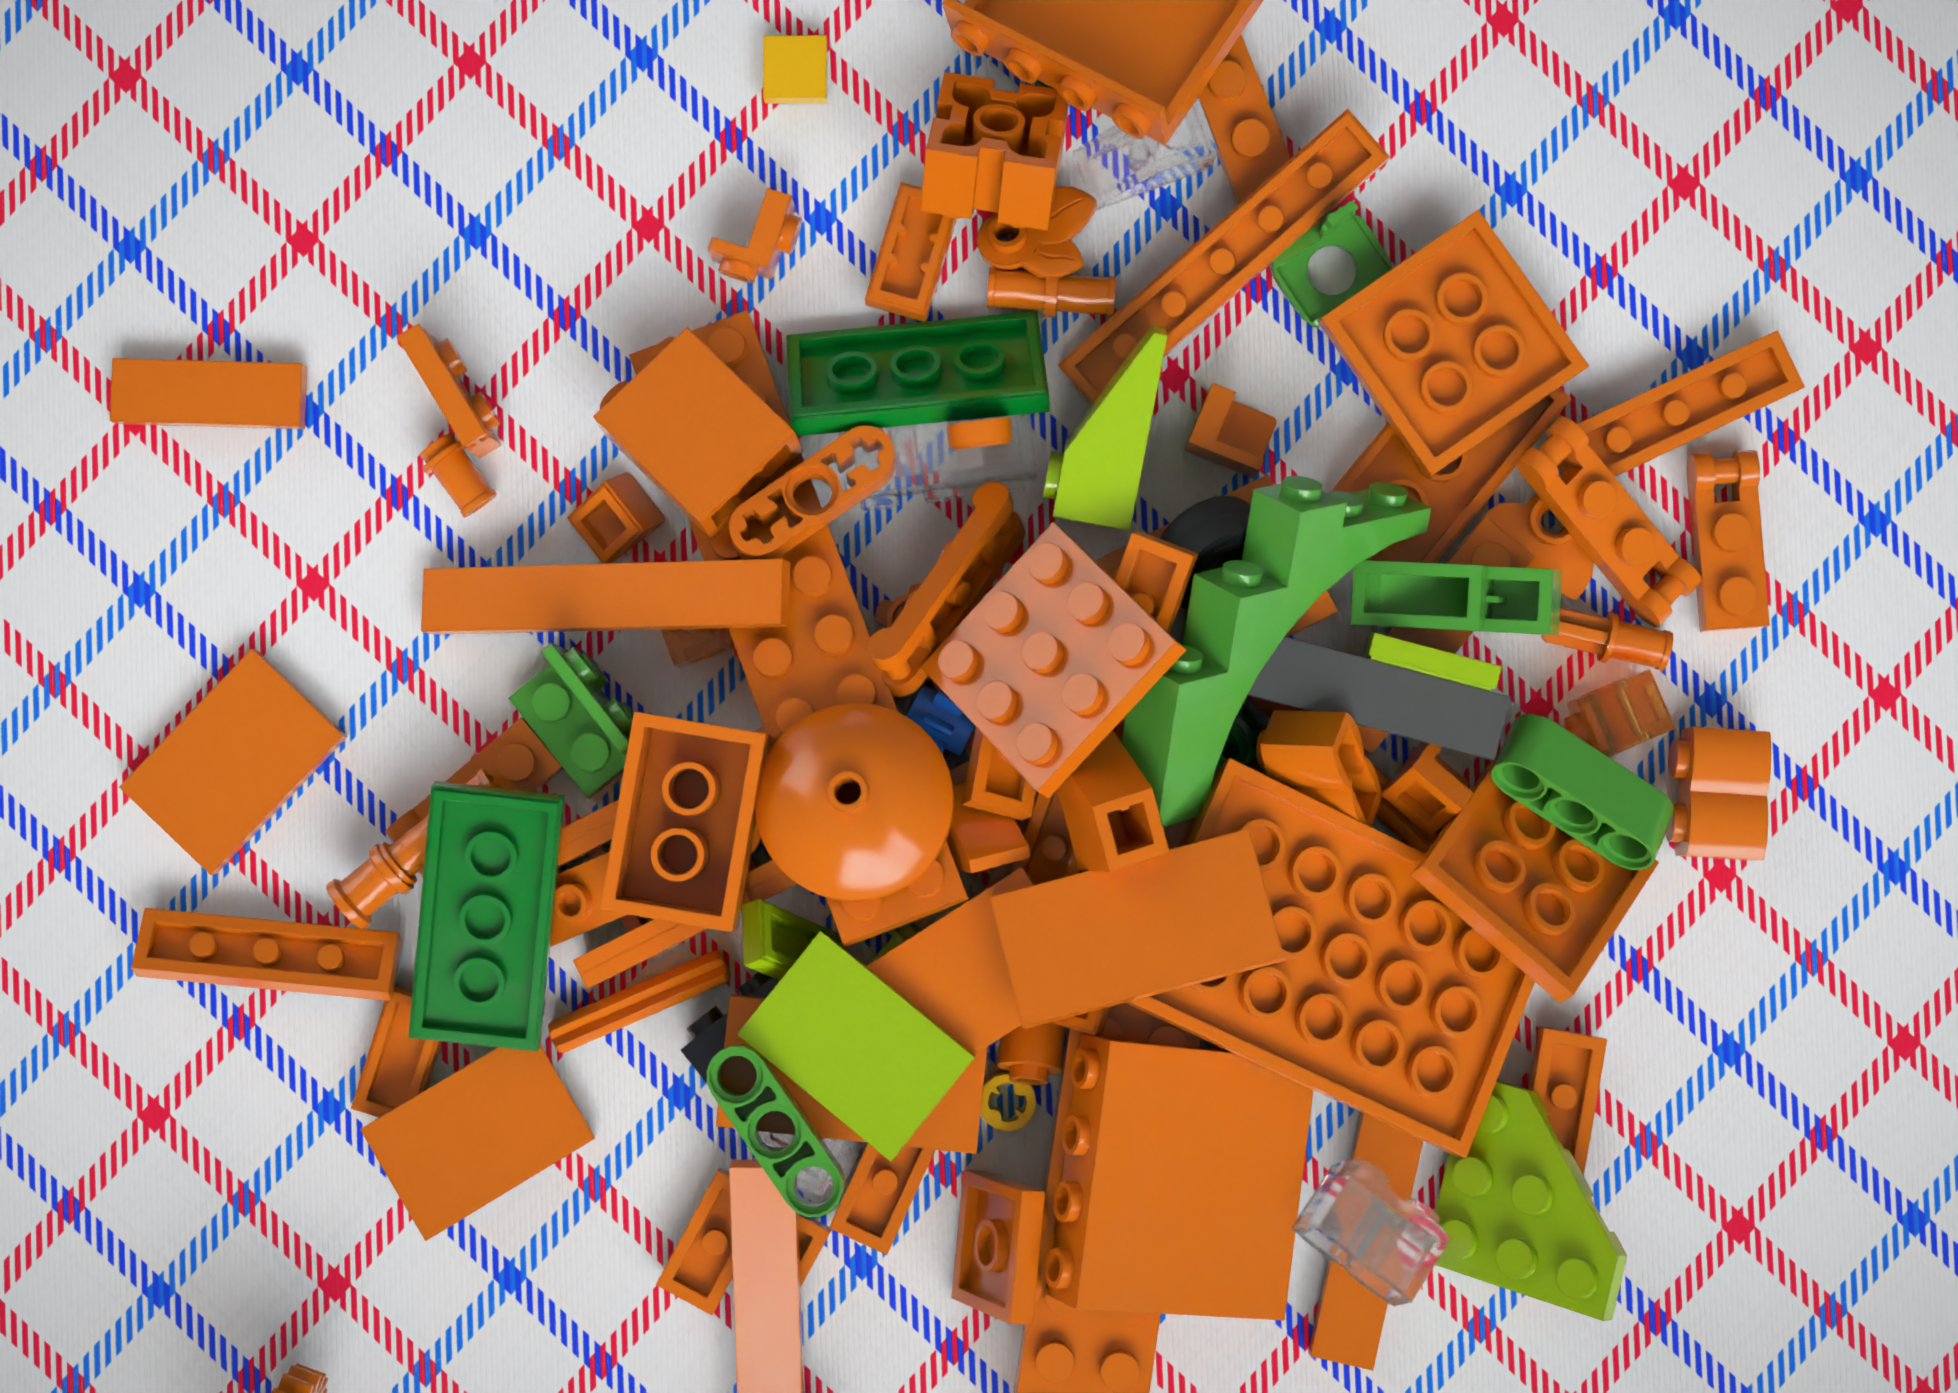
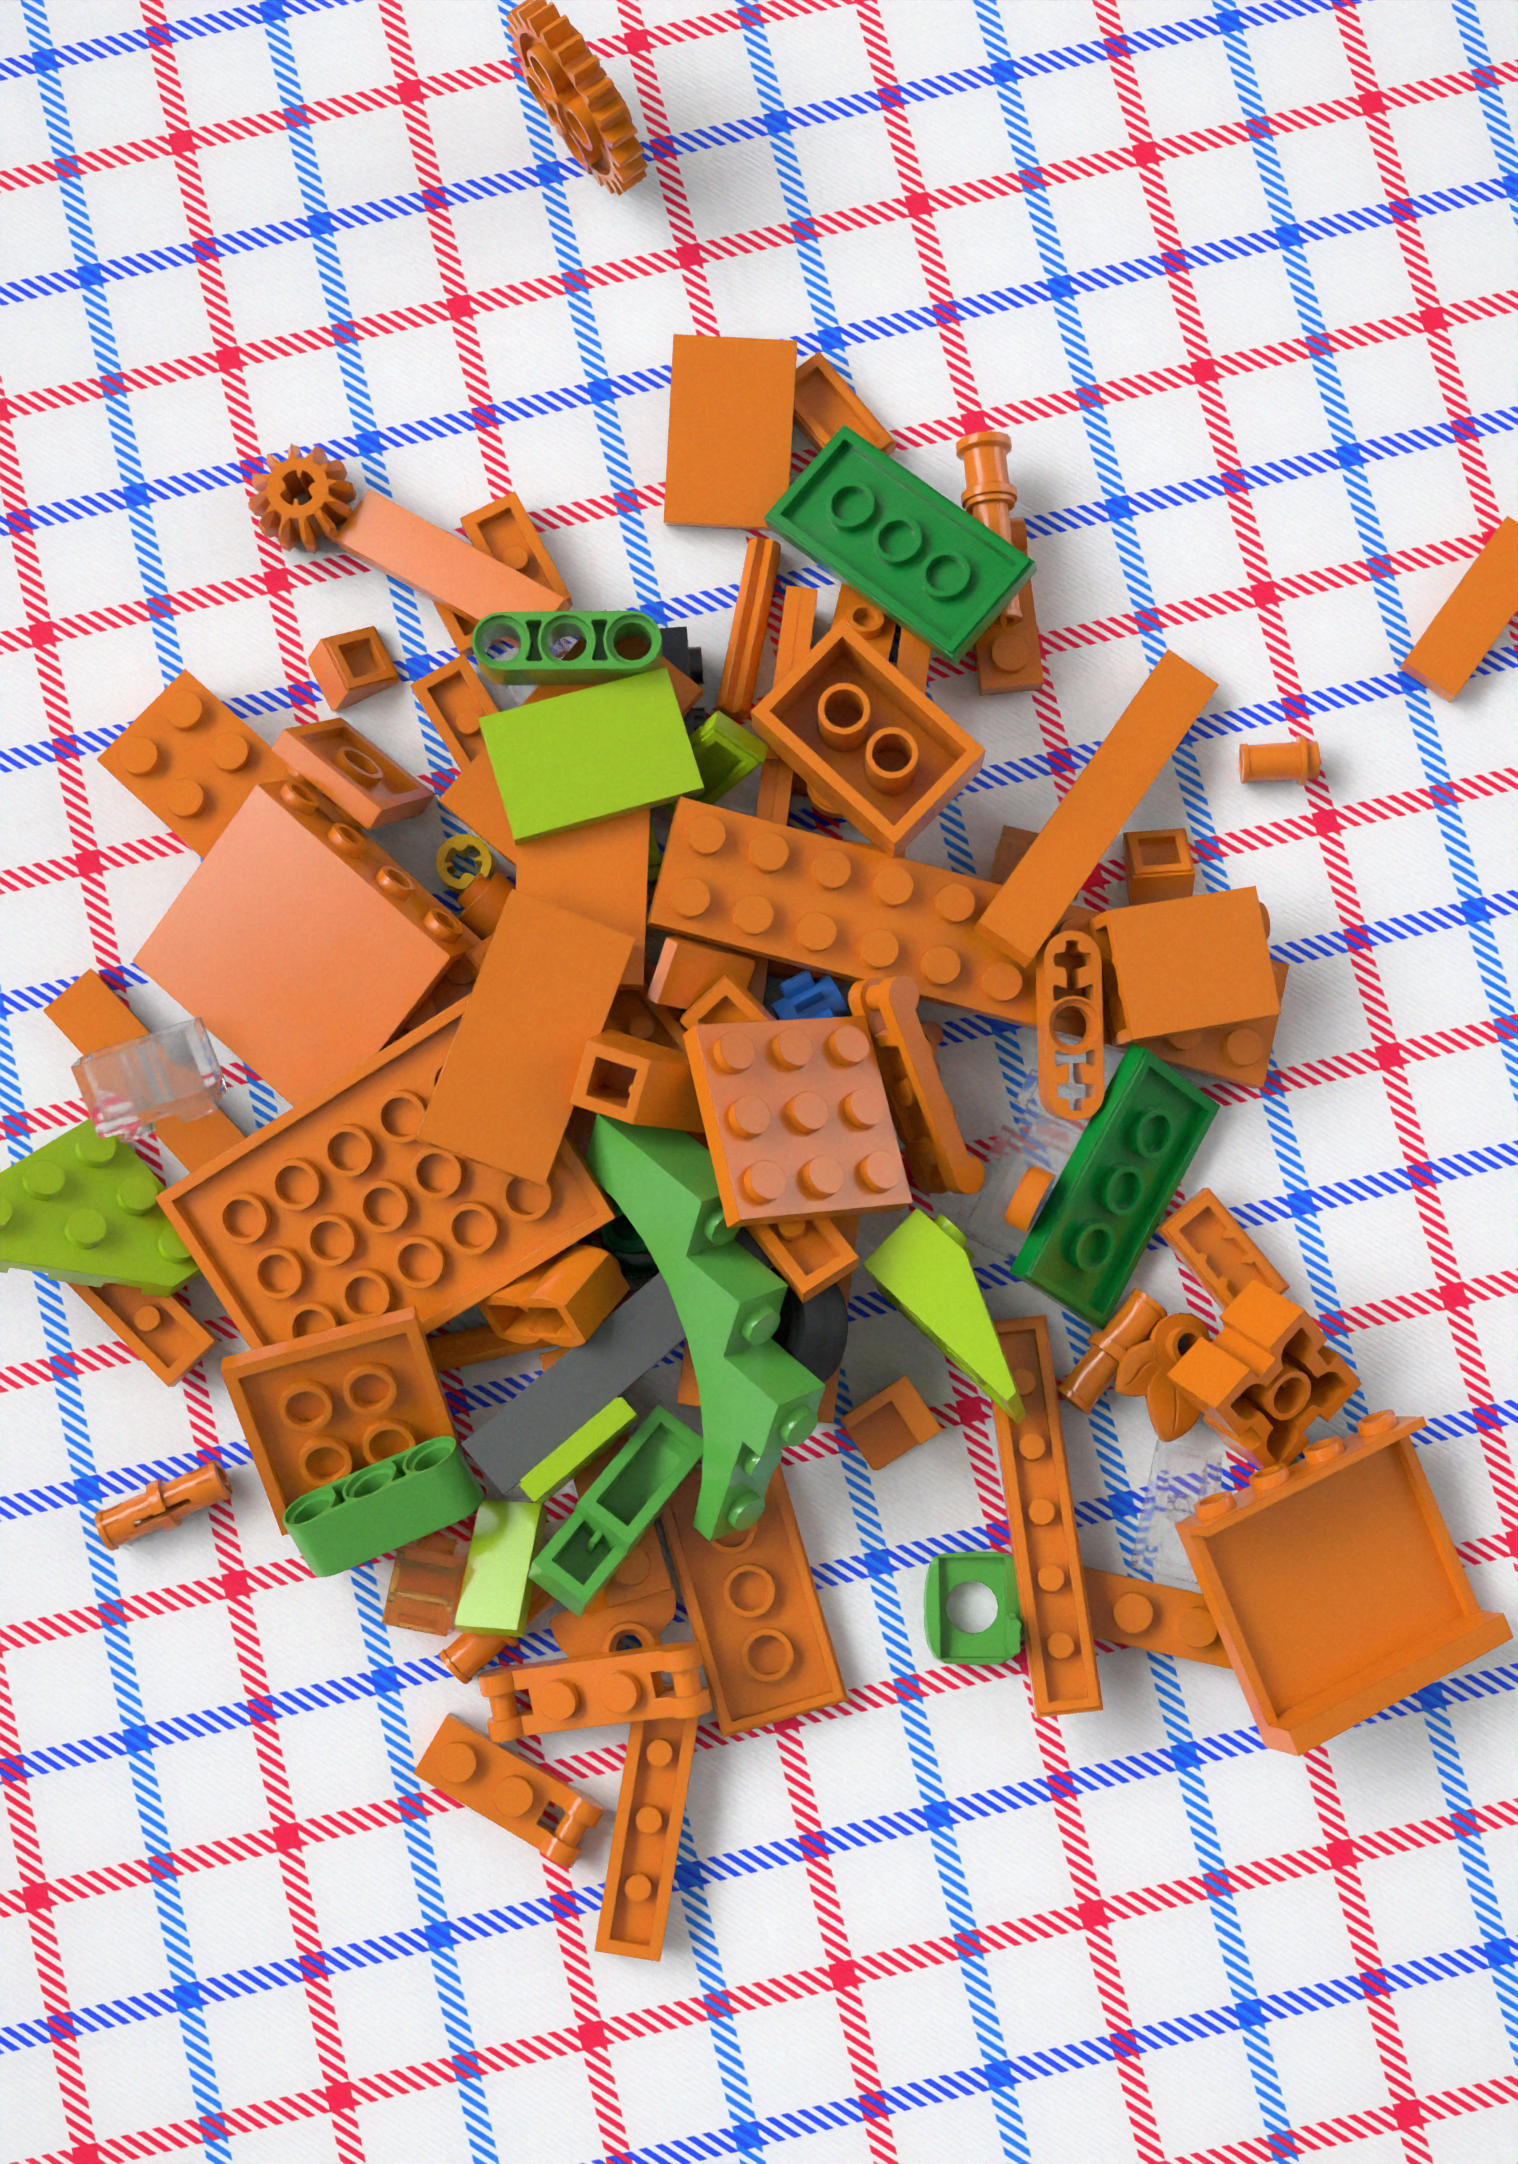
camera: 125 degrees right, 5 degrees down
(233, 761) = (1160, 438): orange tile -> none
(267, 954) = (986, 364): orange plate -> none
(440, 370) = (1373, 797): orange plate -> none
(577, 718) = (1018, 725): bright green bracket -> none
(773, 233) = (1314, 1148): orange bracket -> none
(795, 69) = (1445, 1265): yellow tile -> none
(861, 846) = (757, 910): orange dish -> none
(901, 1319) = (352, 667): none -> orange slope
(1428, 789) = (476, 1379): orange panel -> none
(1453, 343) = (838, 1664): orange plate -> none
(1565, 665) = (496, 1577): none -> lime tile
(1701, 976) = (163, 1505): none -> orange pin
(1720, 793) = (301, 1628): orange brick -> none

